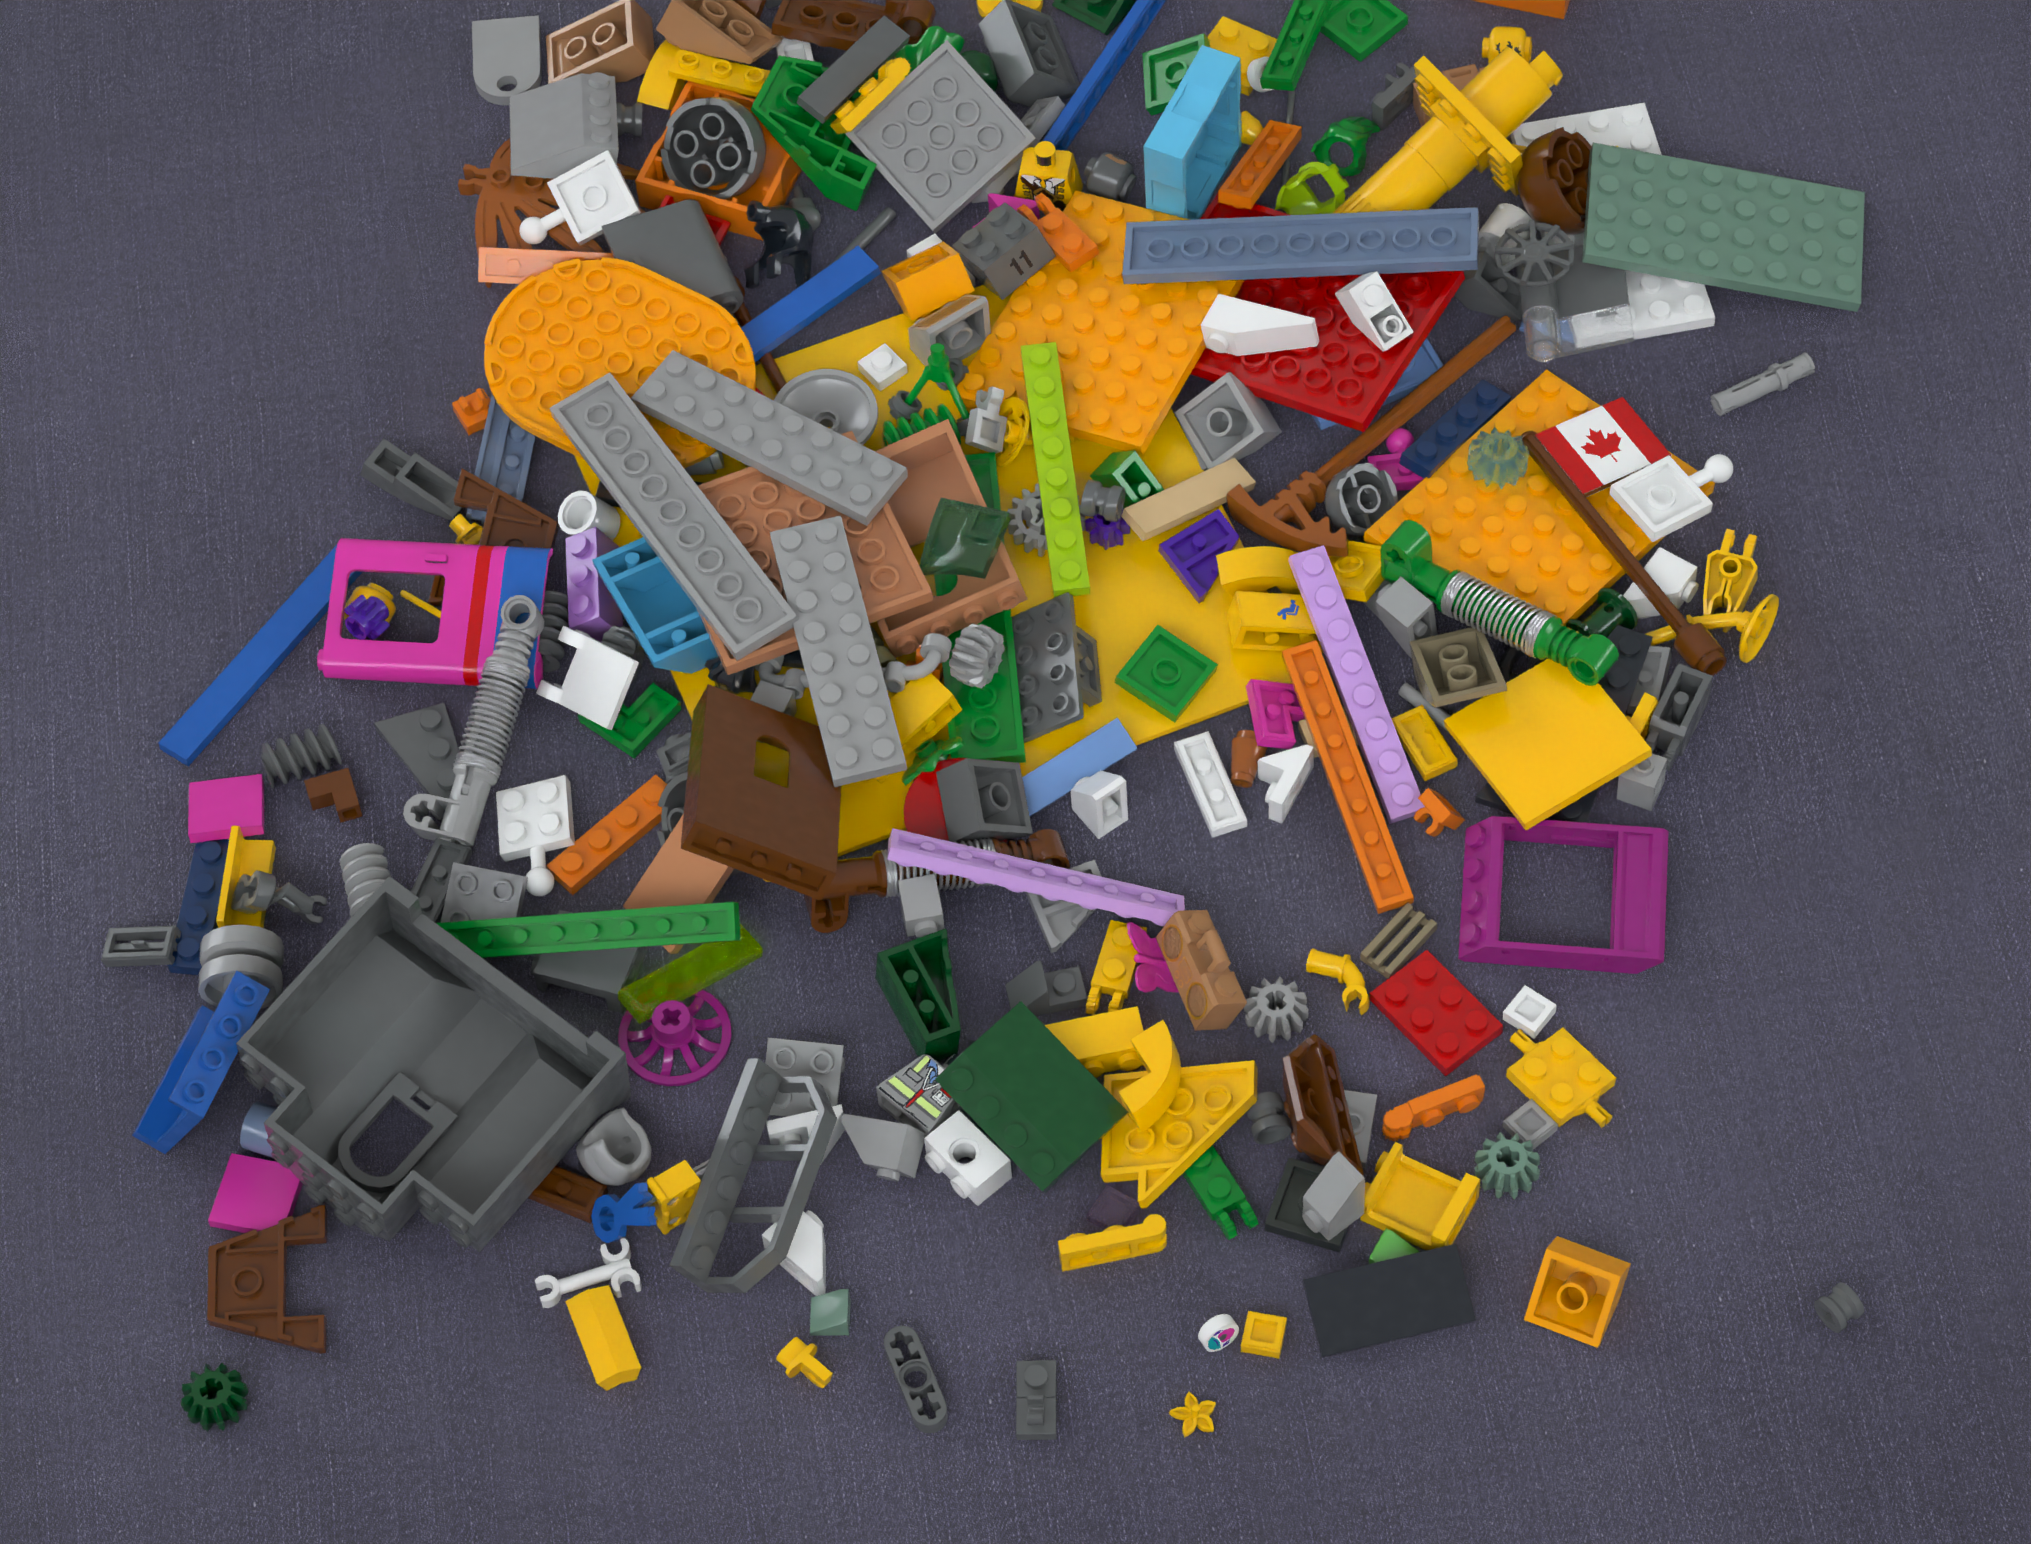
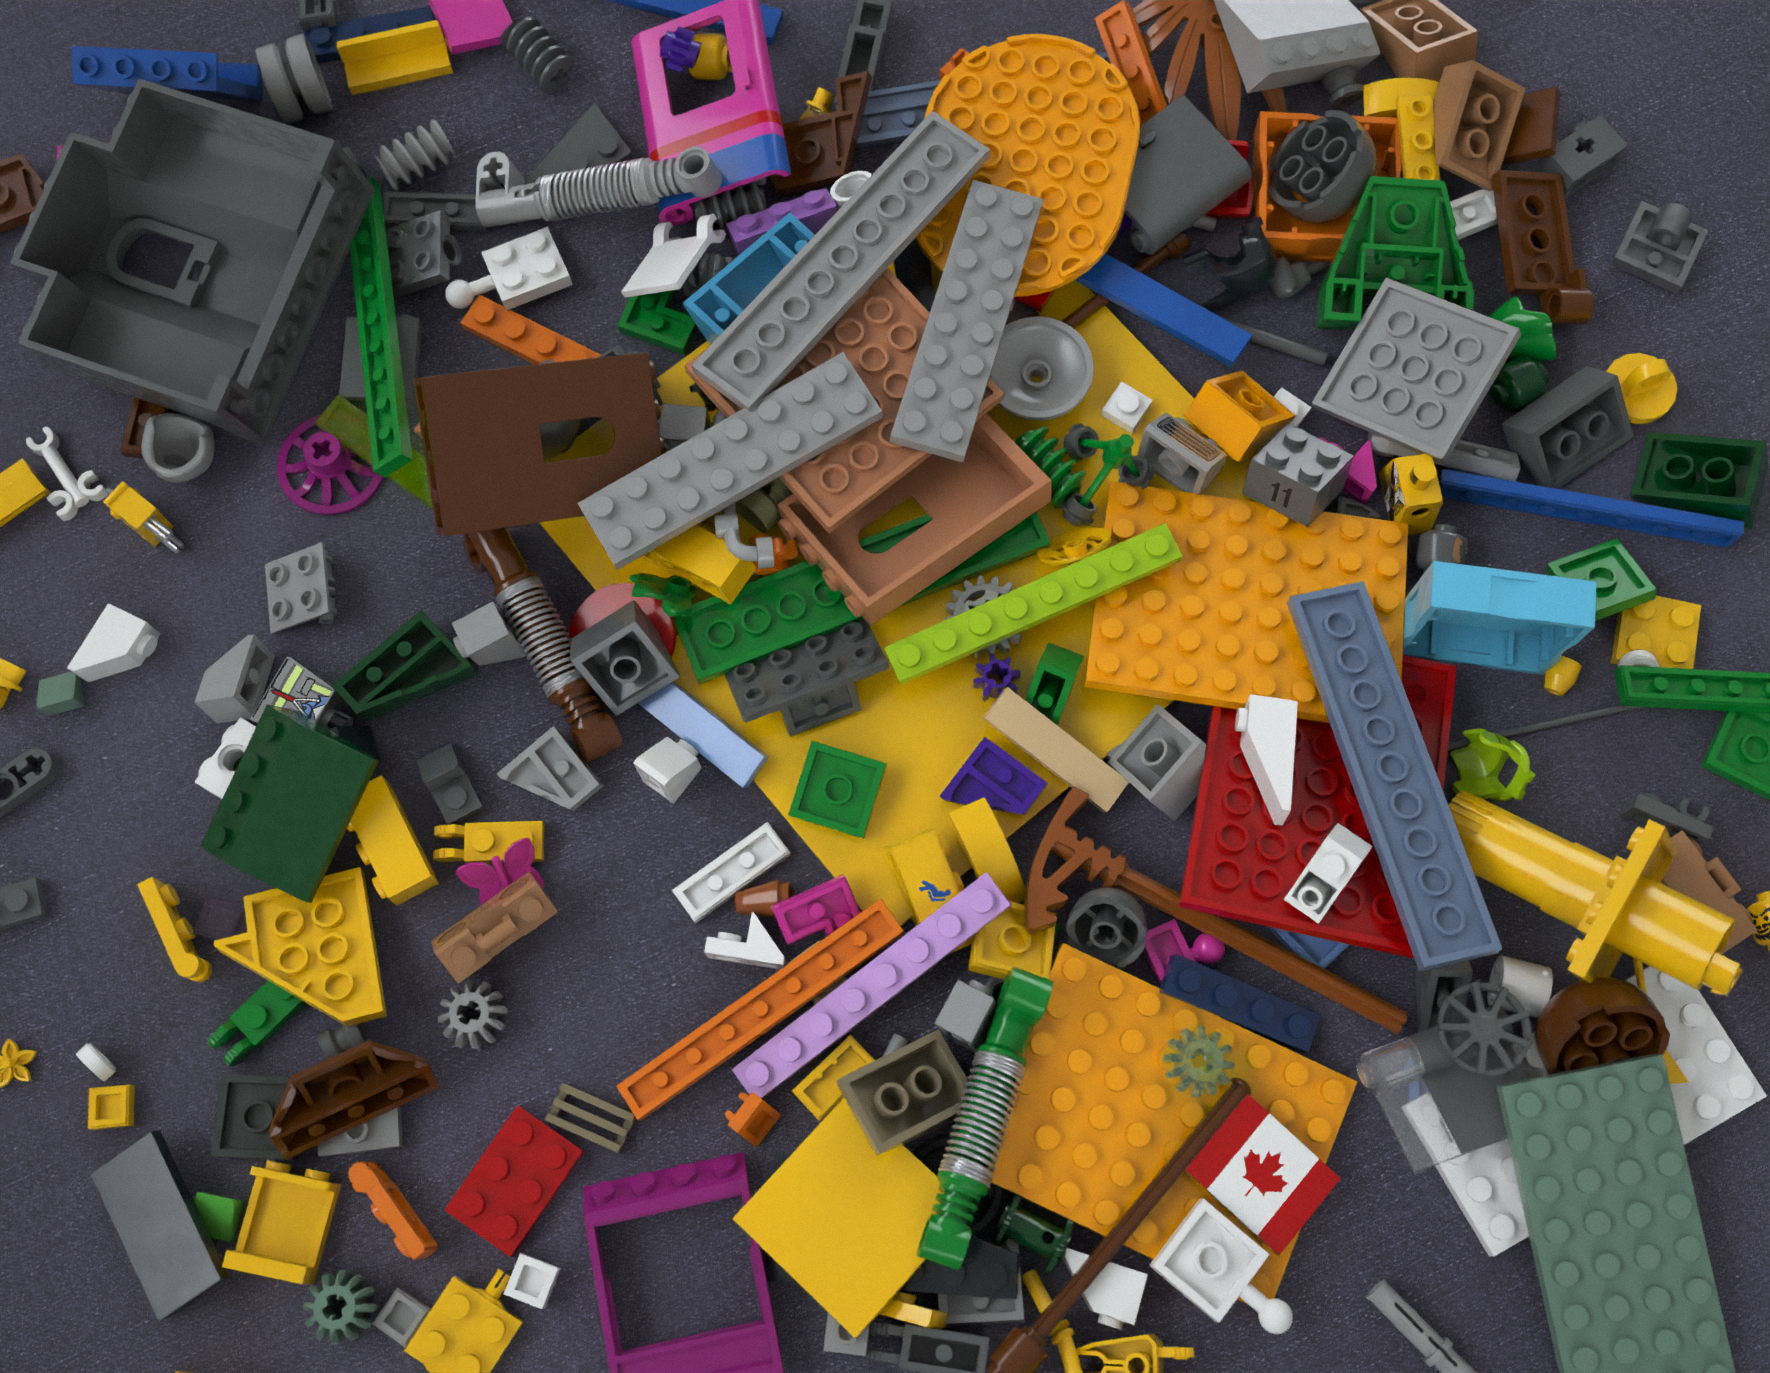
camera: 70 degrees right, 15 degrees up
(260, 891) = (366, 67): dark grey piece -> none
(337, 790) = (516, 99): reddish brown piece -> none
(586, 200) = (1211, 74): white plate -> none
(613, 1214) = (110, 475): blue piece -> none
(727, 1171) = (159, 550): dark grey plate -> none
(798, 1127) = (241, 615): white slope -> none
(853, 69) = (1460, 257): dark grey tile -> none
(872, 94) = (1434, 284): yellow hinge -> none
(963, 539) = (898, 538): clear green plate -> none
(976, 655) = (780, 596): light grey gear -> none
(985, 425) = (1070, 525): light grey plate -> none
(1032, 877) = (542, 733): lavender plate -> none
(1064, 237) = (1335, 522): orange hinge -> none
(1103, 501) = (1003, 662): dark grey wheel -> none
(1153, 1094) = (357, 919): yellow brick -> none
(1259, 164) = (1507, 698): orange plate -> none
(1334, 1198) = (235, 1139): light grey slope -> none
(1343, 970) = (537, 1071): yellow piece -> none
(1352, 131) = (1587, 782): green hair -> none

